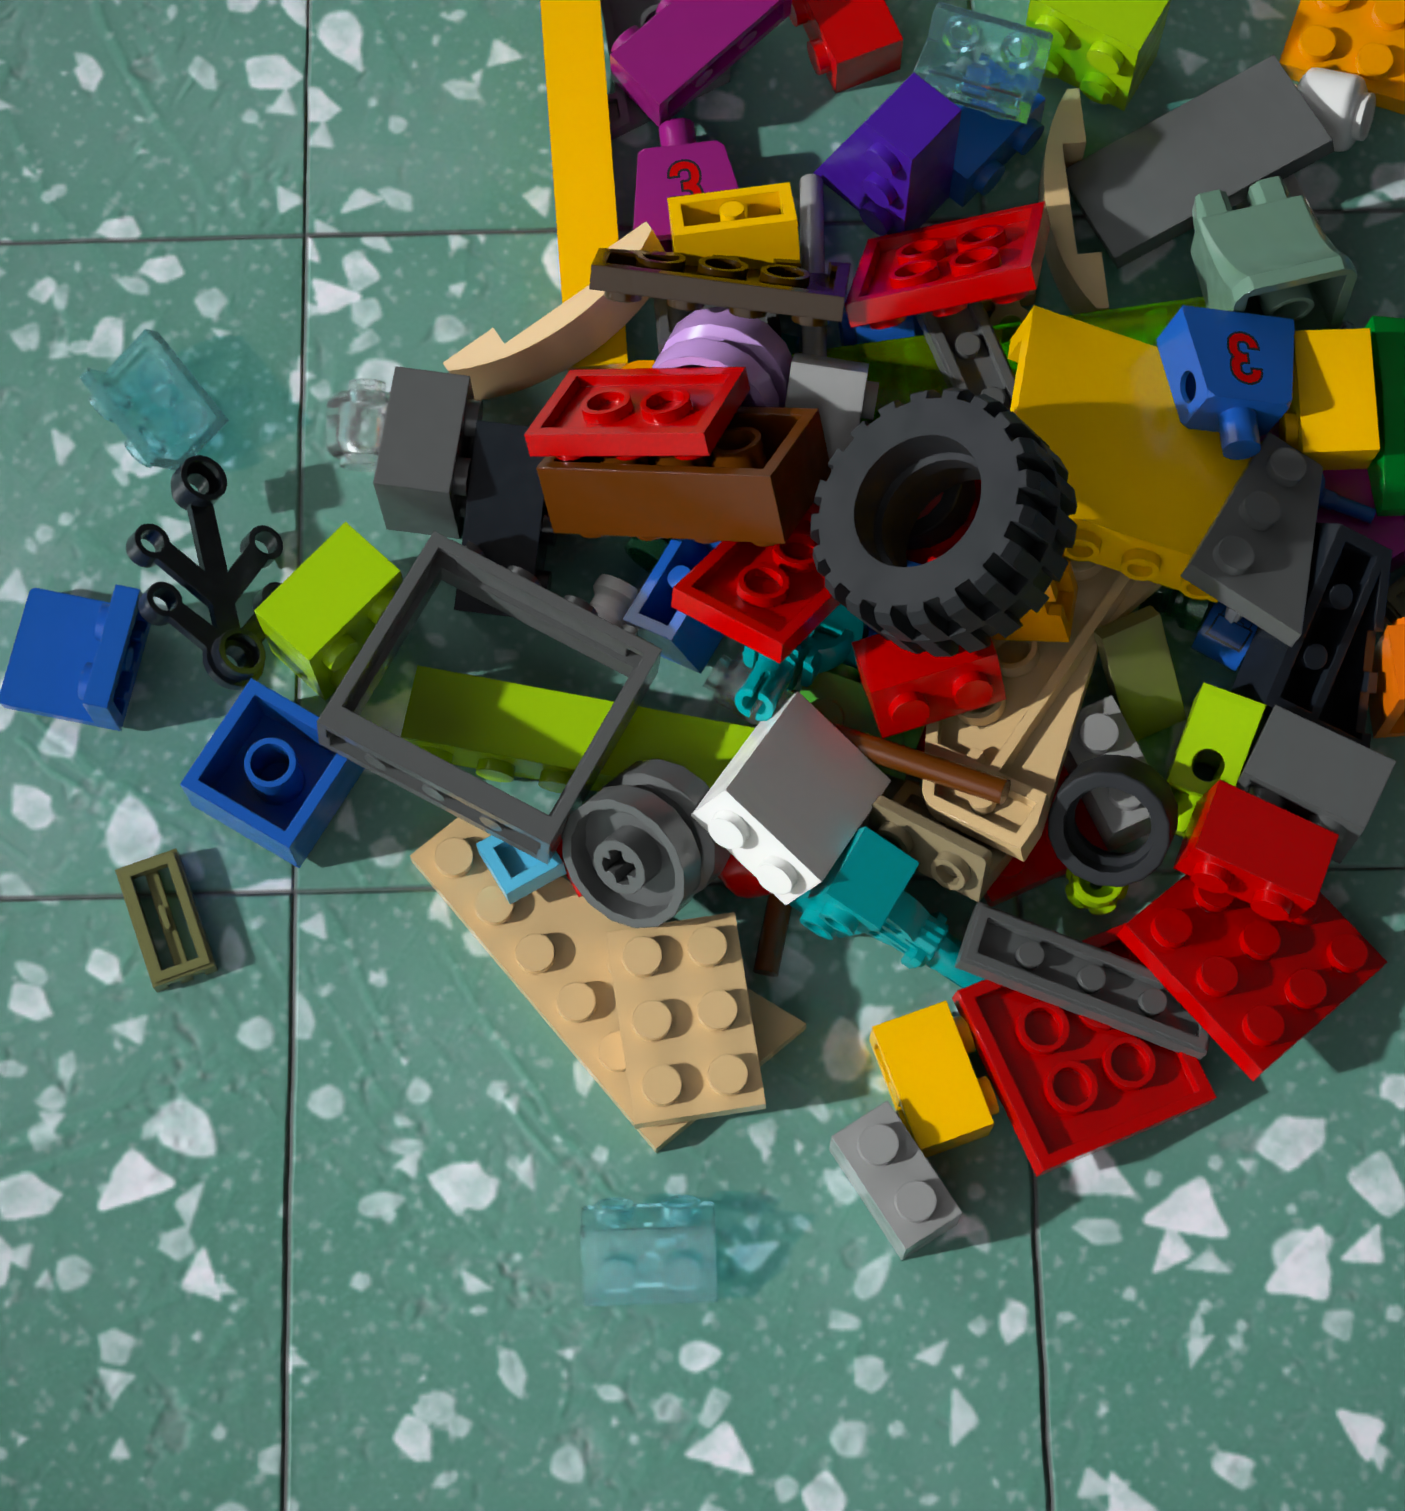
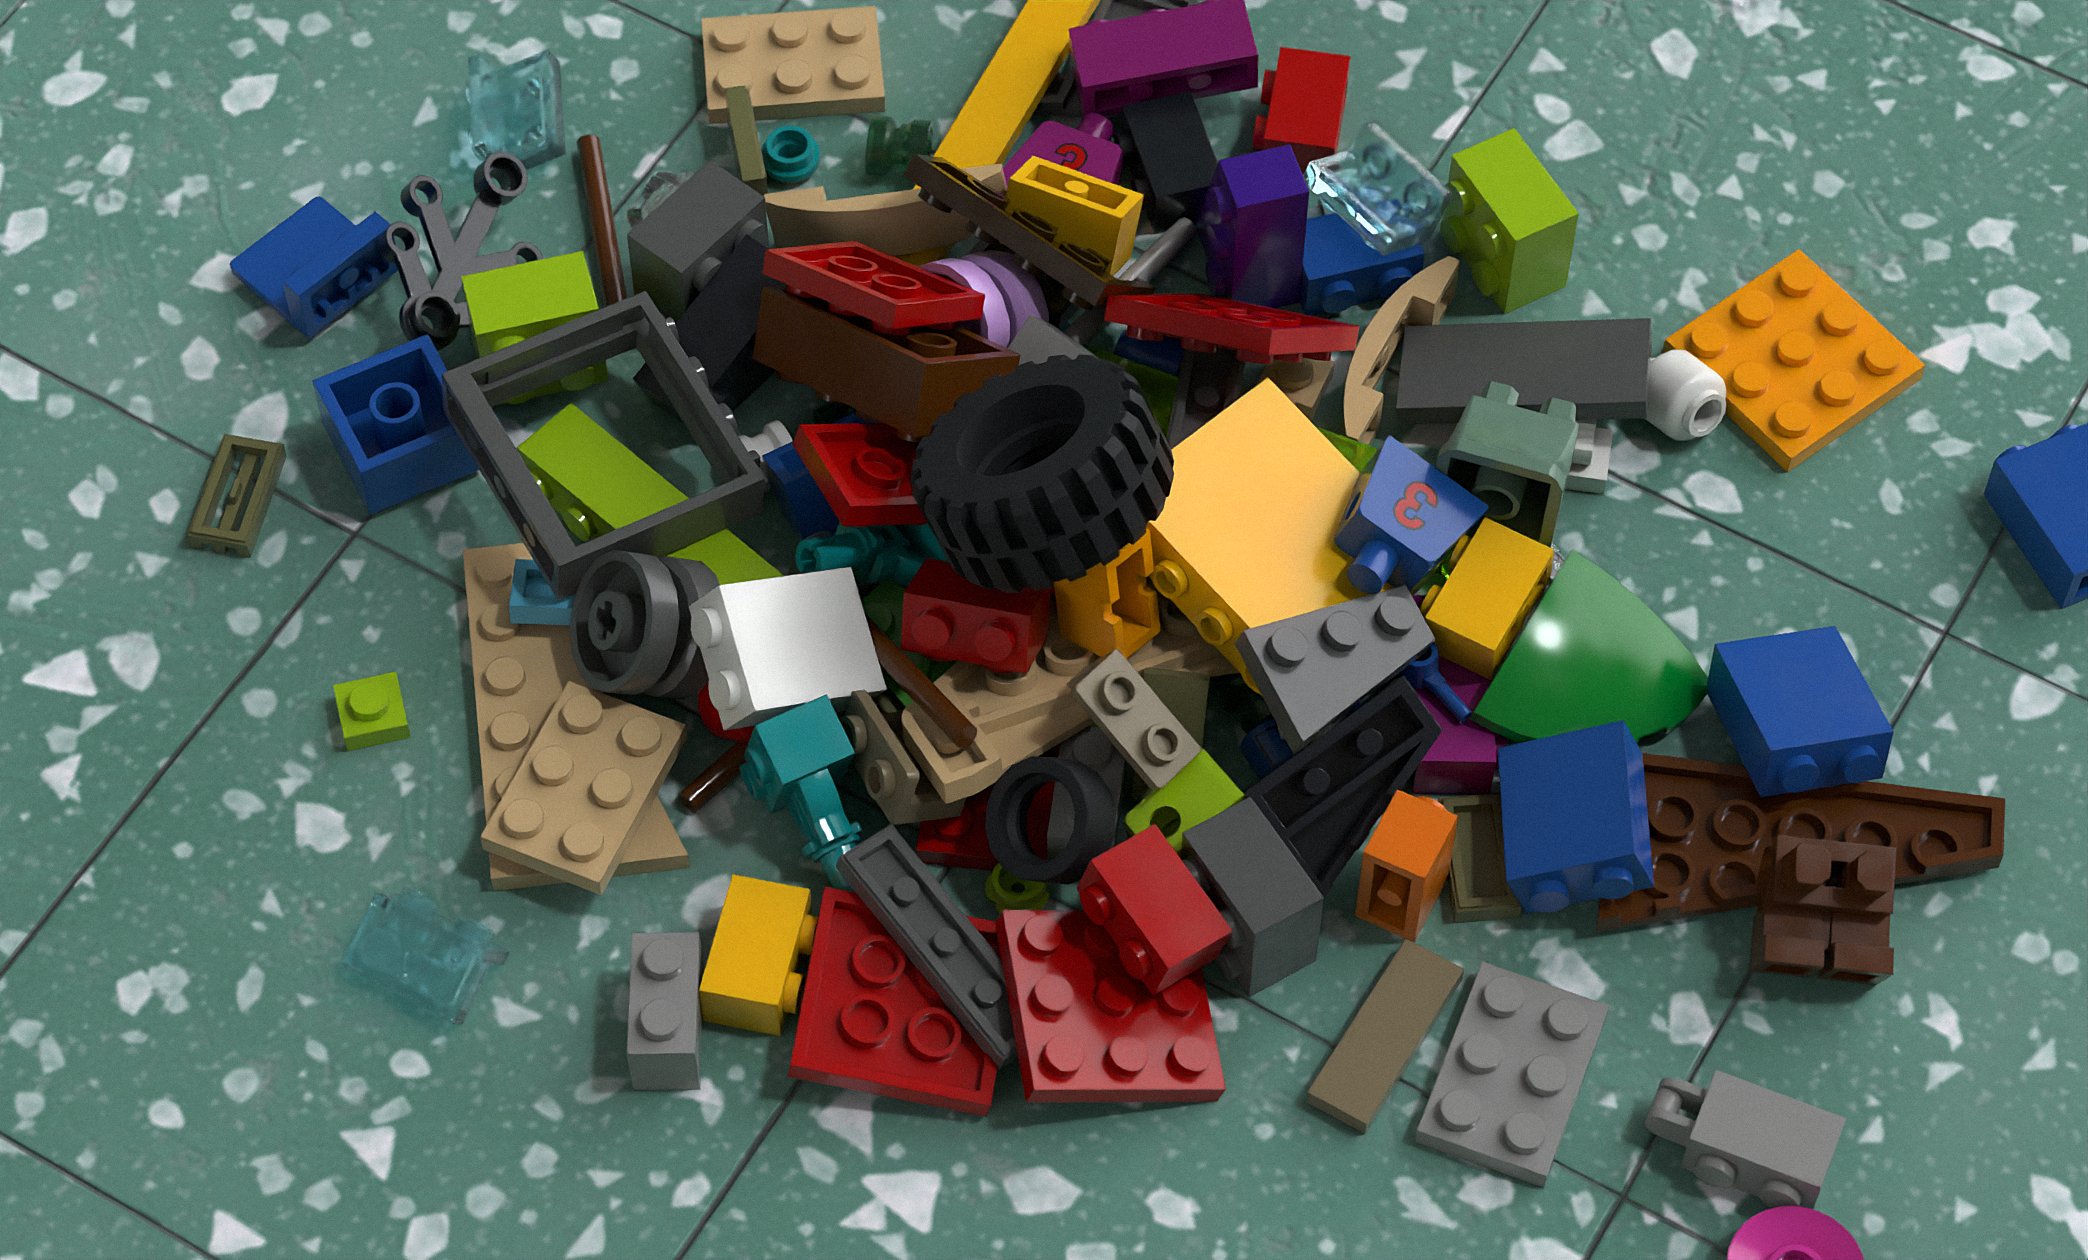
camera: 30 degrees right, 15 degrees down
(308, 471) = (601, 220): none -> reddish brown bar
(362, 214) = (795, 63): none -> tan plate
(384, 321) = (745, 139): none -> olive tile
(424, 290) = (790, 142): none -> teal plate
(435, 1053) = (371, 711): none -> lime plate
(522, 244) = (896, 146): none -> clear green wheel
(762, 125) = (1167, 157): none -> black brick
(1133, 692) = (1133, 719): none -> dark tan bracket

